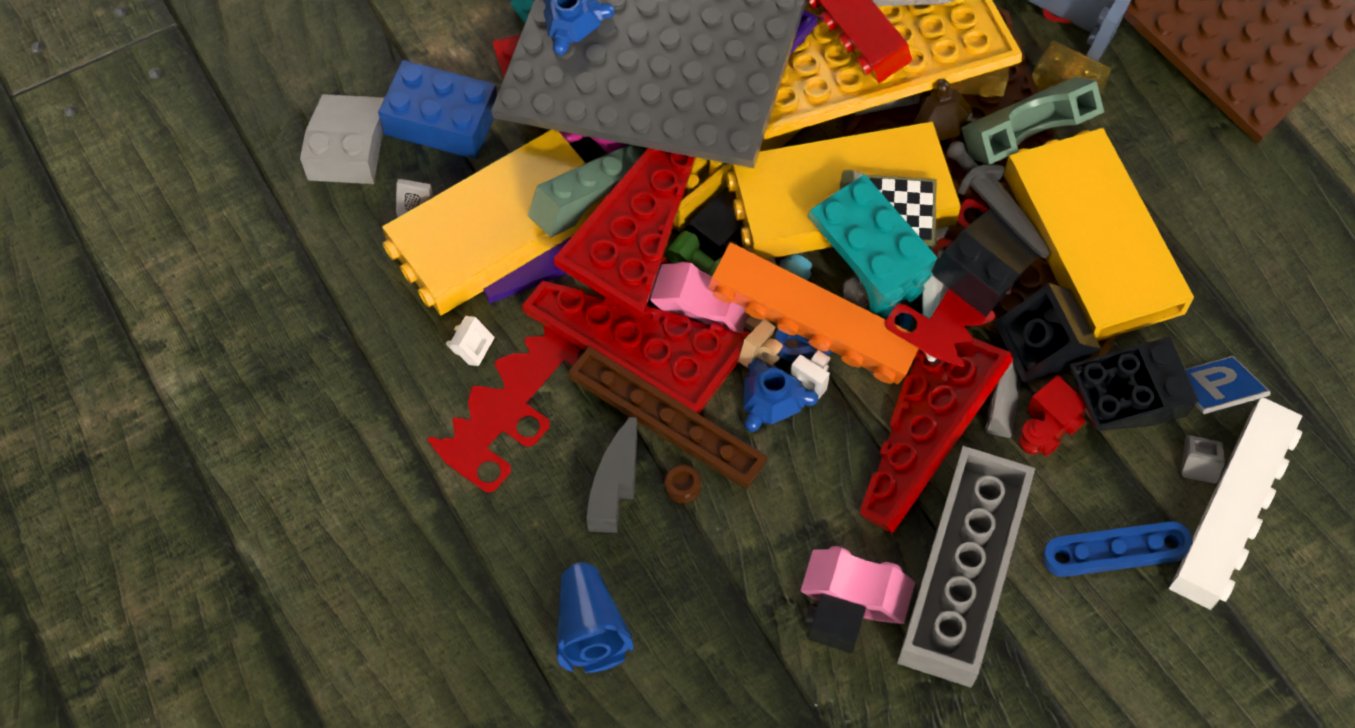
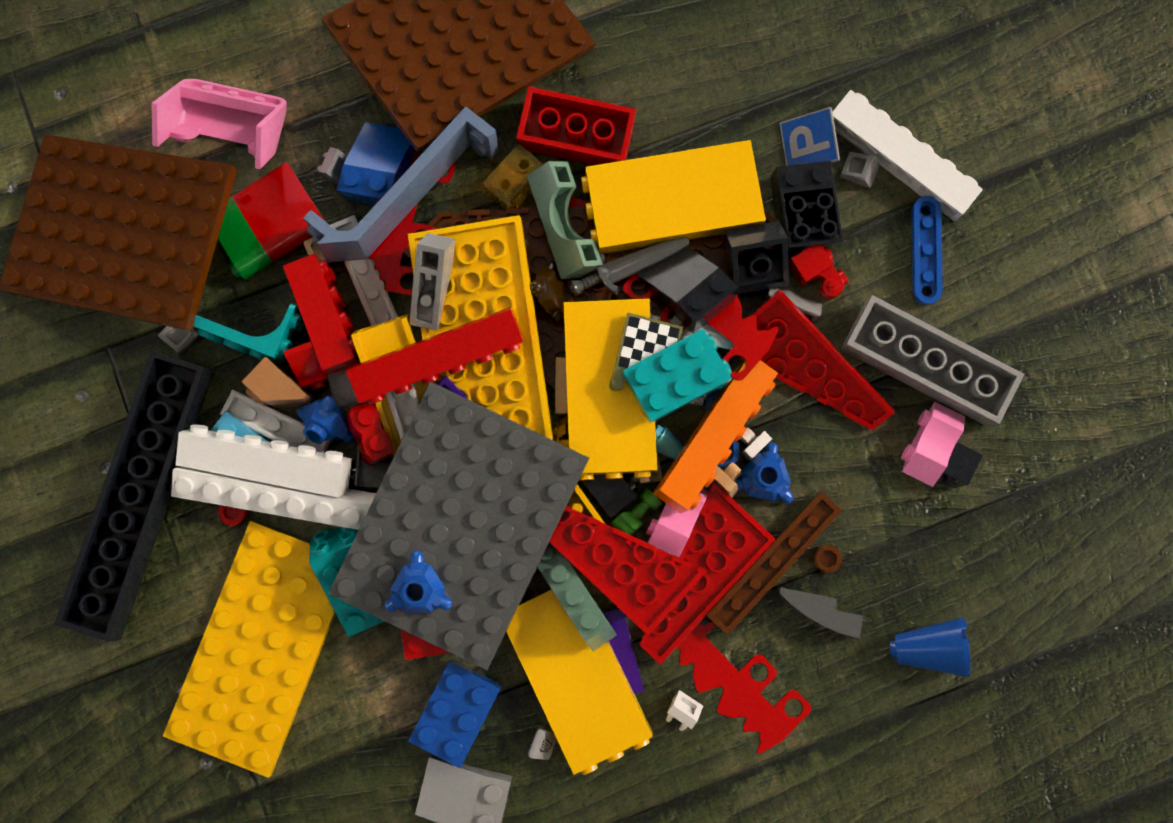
camera: 80 degrees left, 20 degrees up
(1150, 124) = (575, 127): none -> red brick

